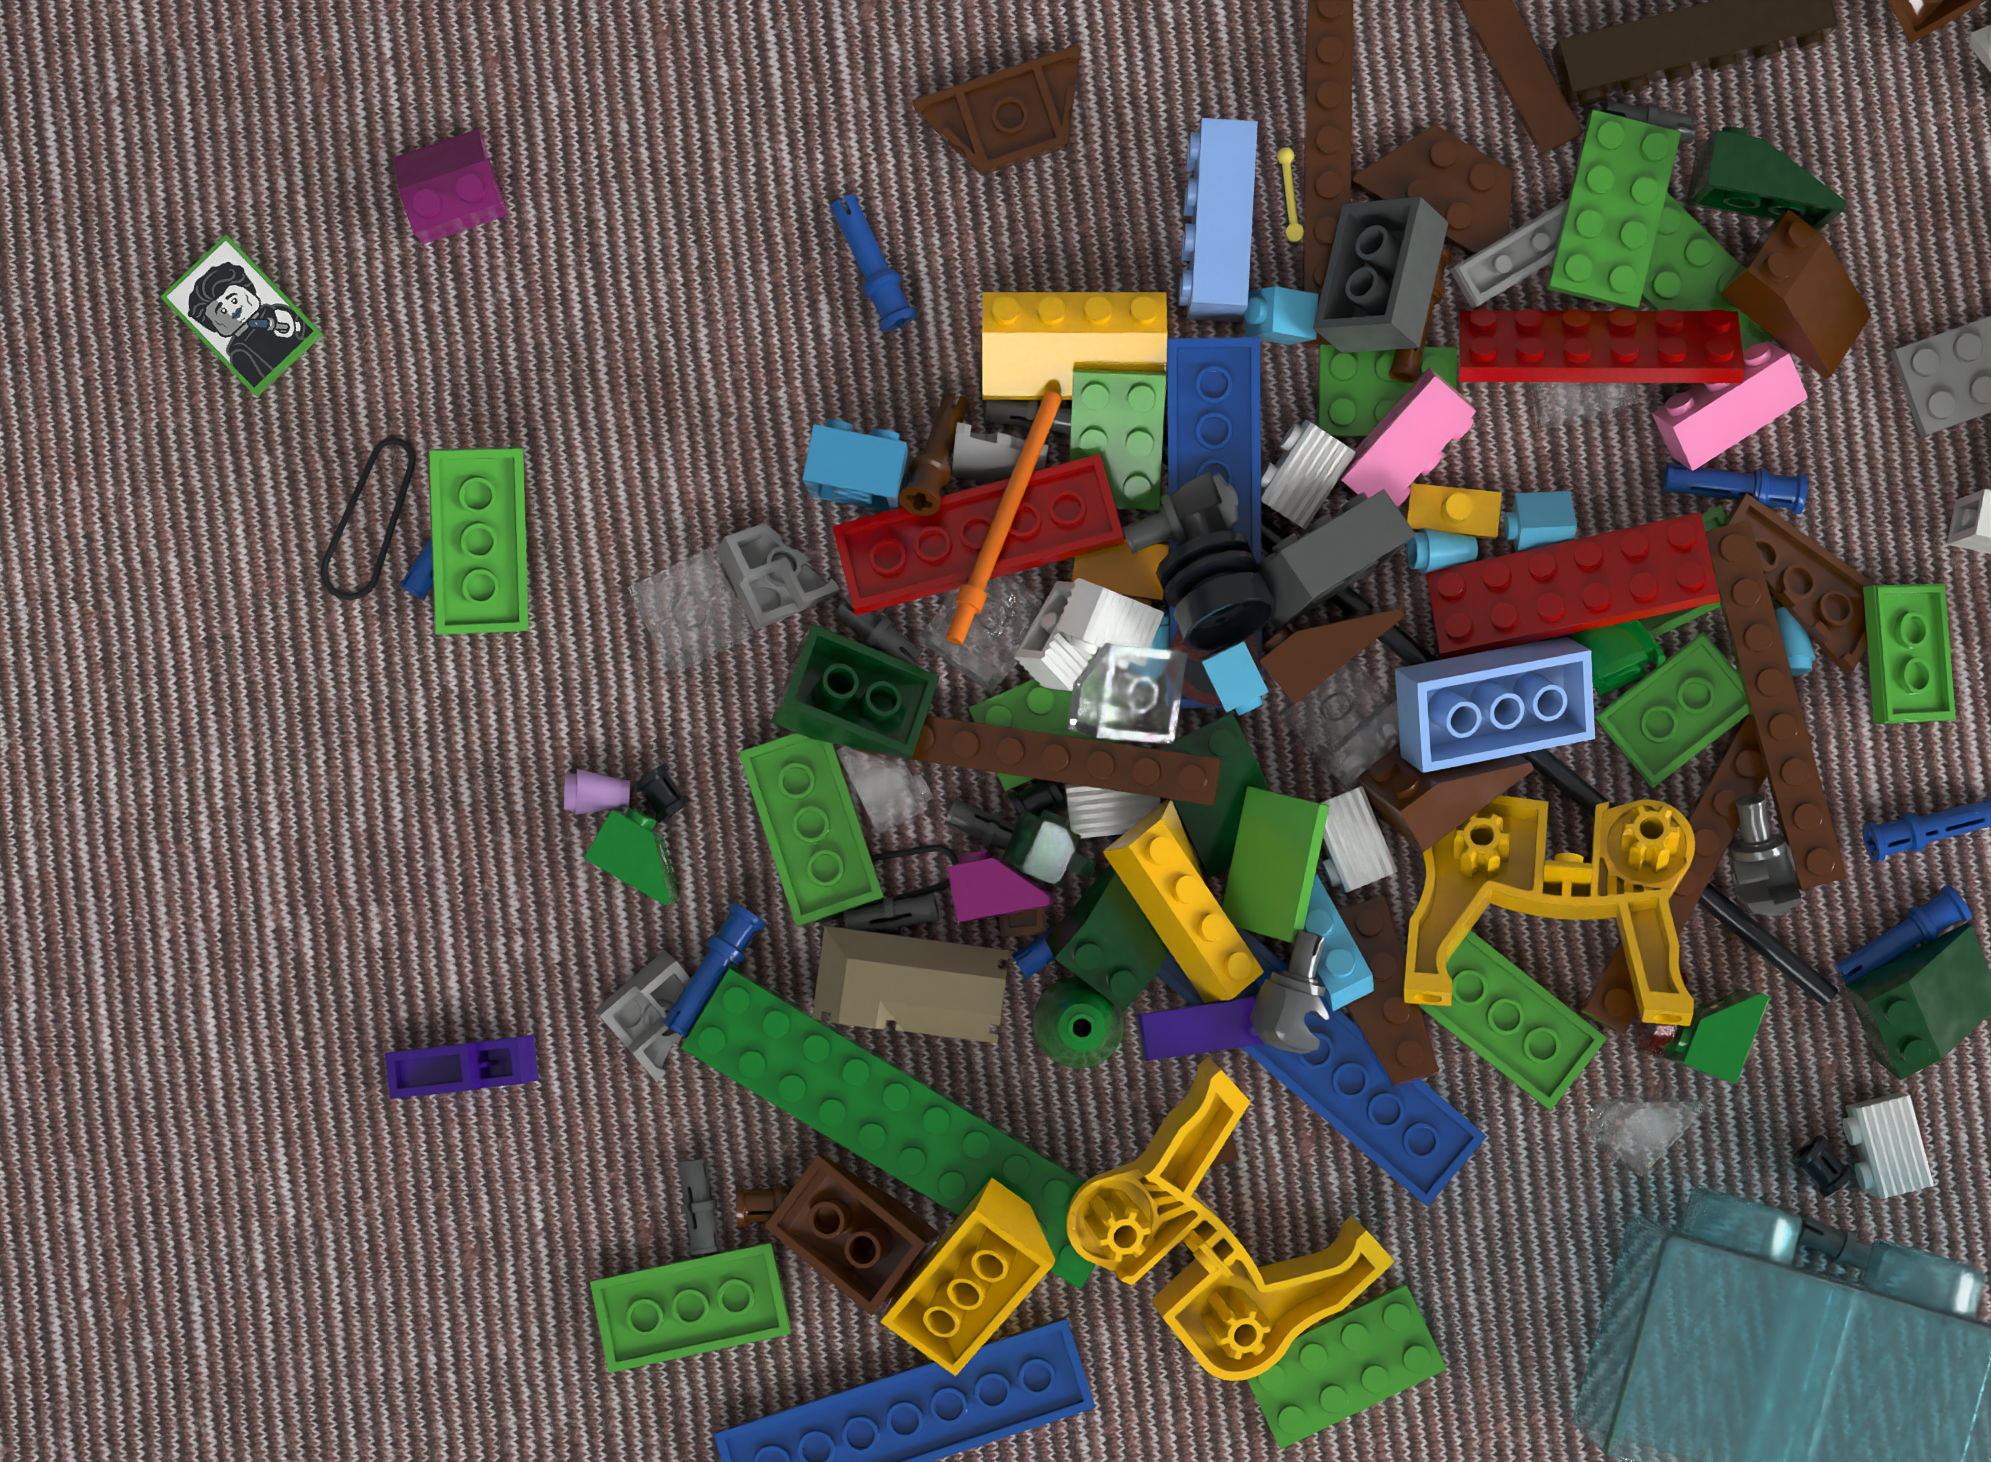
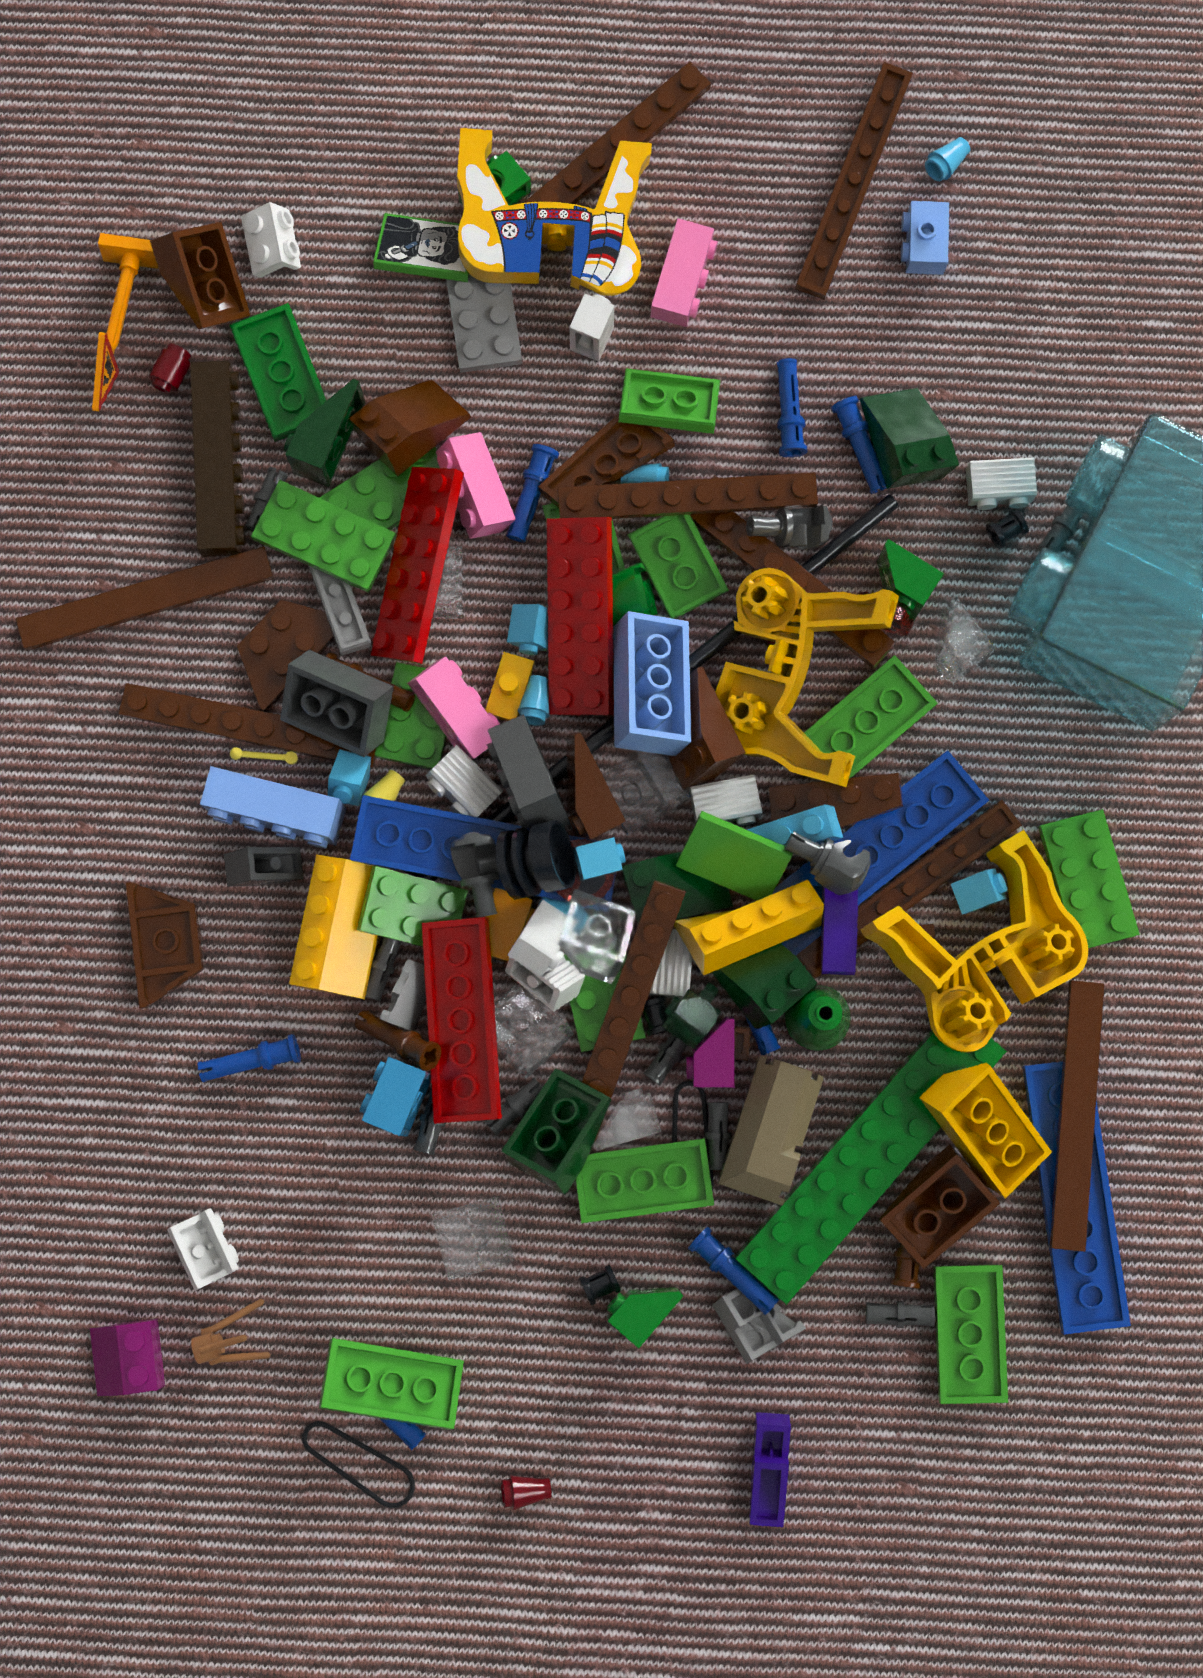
camera: 80 degrees left, 5 degrees down
(241, 315) = (189, 1531): tile -> none
(374, 745) = (523, 1491): none -> dark red cone
(484, 292) = (211, 1345): none -> medium nougat plant
(594, 792) = (590, 1334): lavender cone -> none
(609, 255) = (204, 1248): none -> white bracket
(770, 576) = (459, 1176): light grey slope -> none
(819, 523) = (428, 1131): none -> dark grey pin
(972, 595) = (505, 1031): orange bar -> none
(1012, 1402) = (1077, 1116): none -> reddish brown tile
(1137, 225) = (263, 866): none -> dark grey slope
(1278, 371) = (387, 787): none -> light yellow cone
(1296, 1214) = (979, 890): none -> medium azure brick
(1306, 1138) = (927, 874): none -> reddish brown tile
(1842, 98) = (279, 369): none -> green tile

